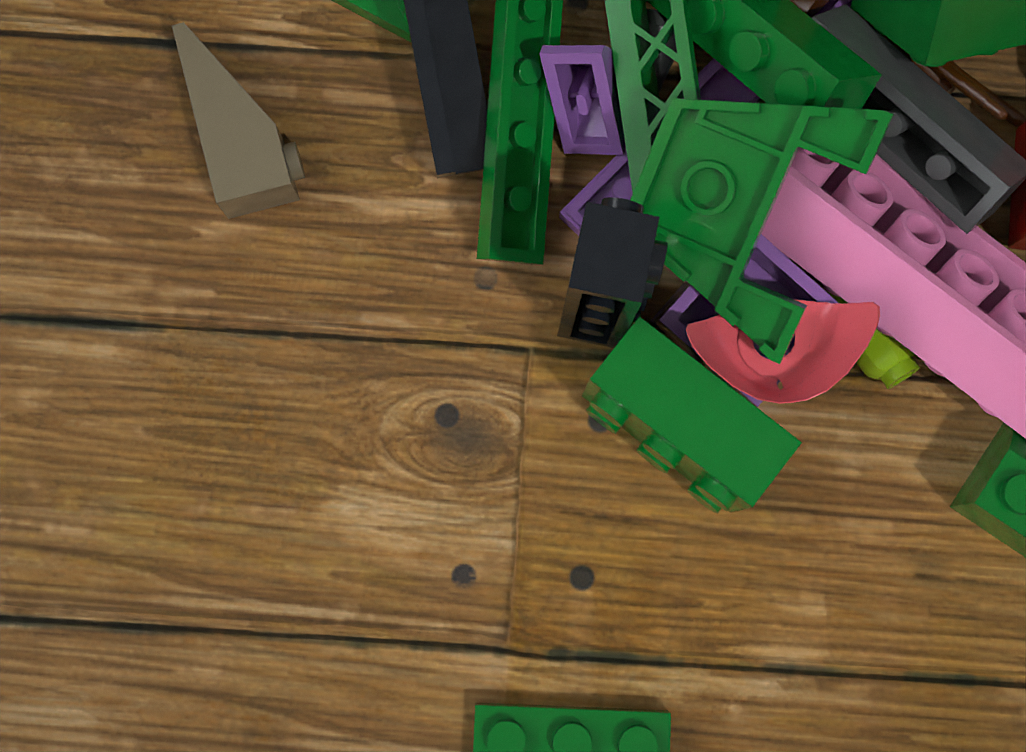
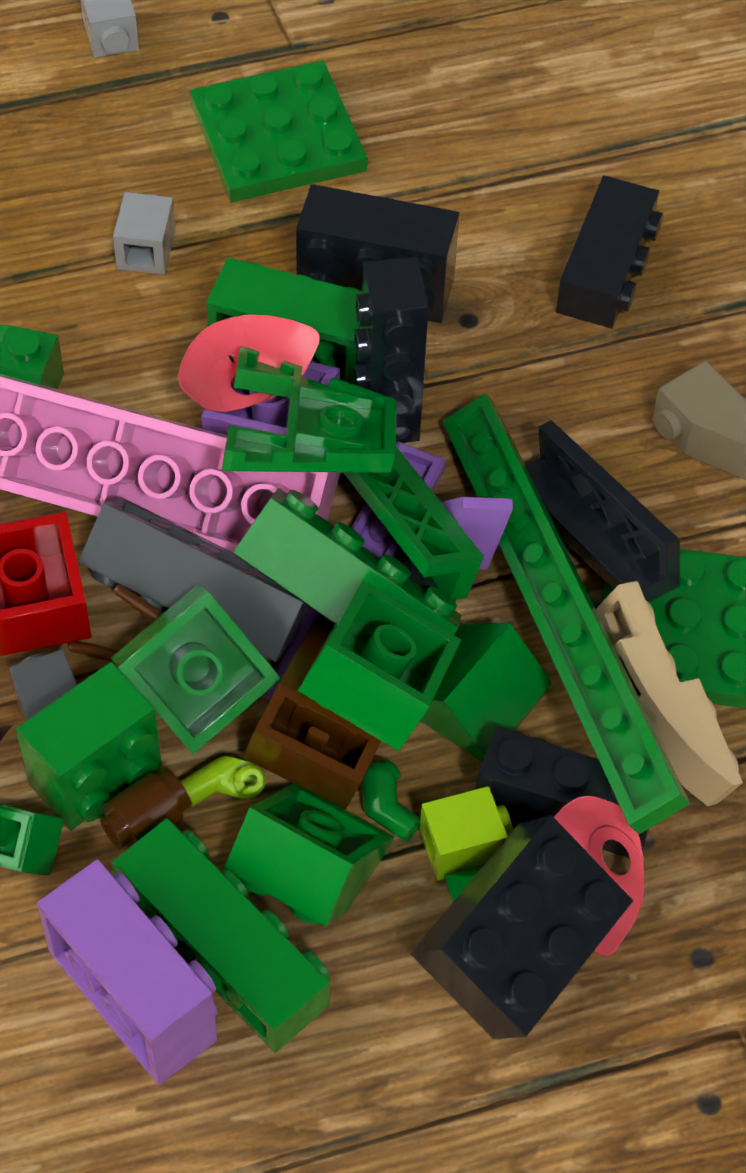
camera: 160 degrees right, 25 degrees down
(238, 433) = (609, 252): none -> black brick
(542, 499) = (350, 228): none -> black brick
(803, 673) = (144, 233): none -> light grey brick

